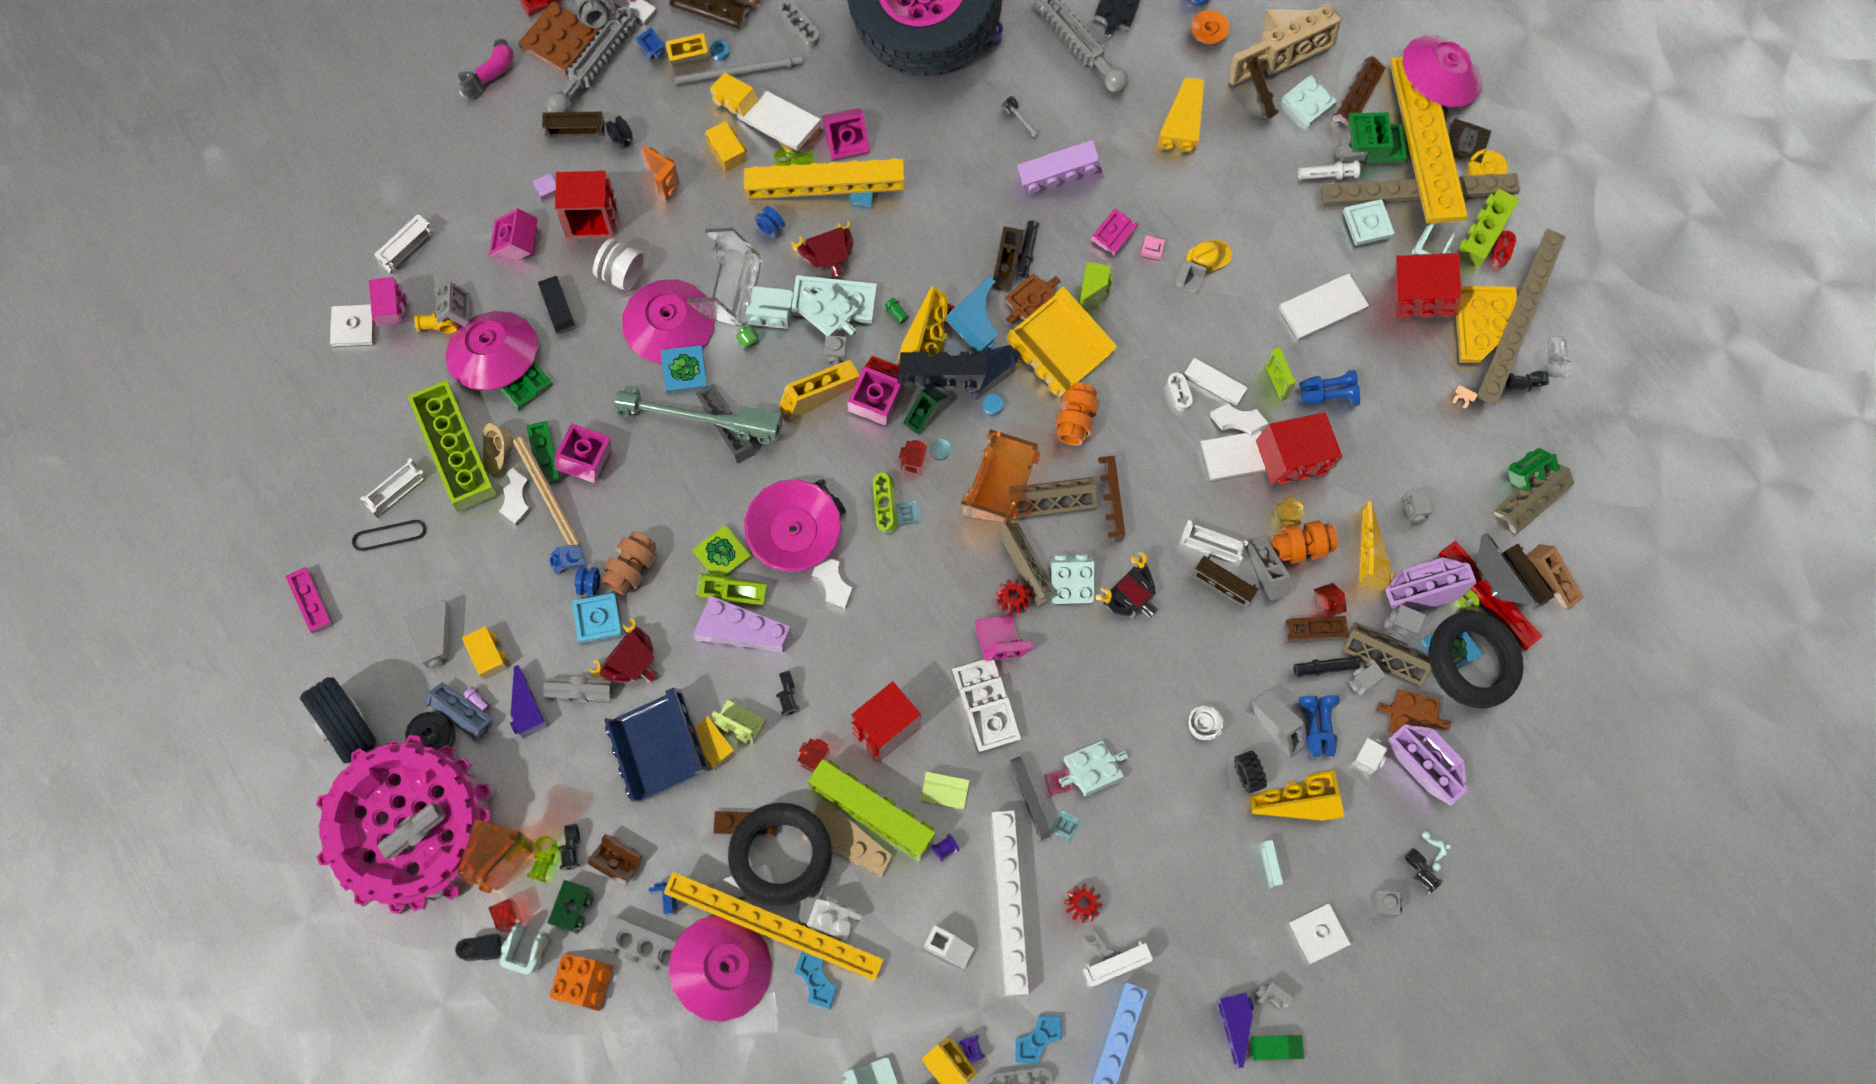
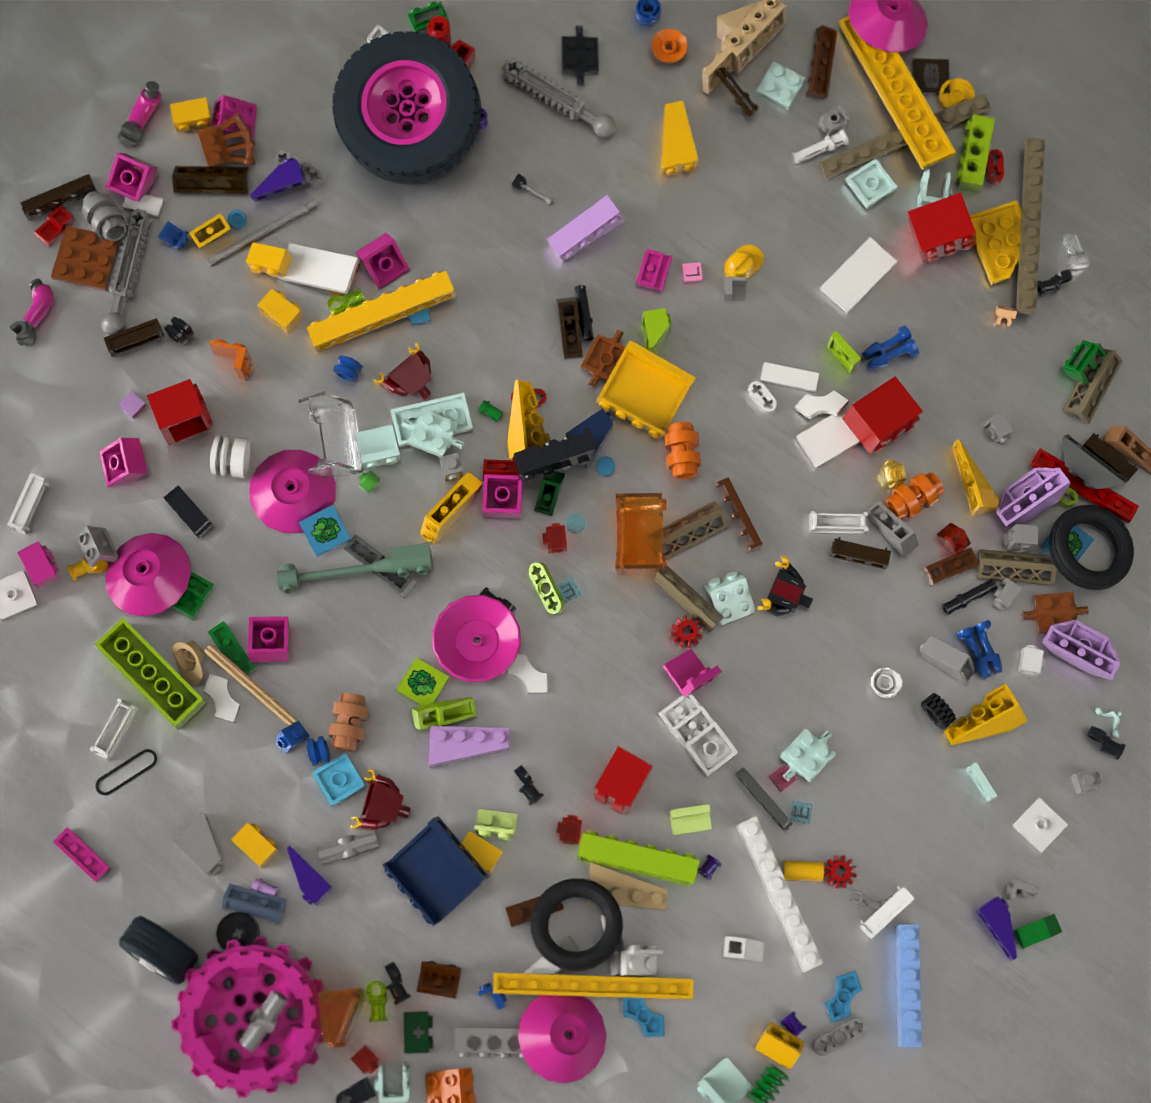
camera: 20 degrees left, 5 degrees up
(779, 24) = (283, 178): none -> dark purple slope
(971, 319) = (560, 396): dark azure arch -> none
(1044, 888) = (803, 871): none -> yellow brick
(1378, 137) = (853, 103): green bracket -> none

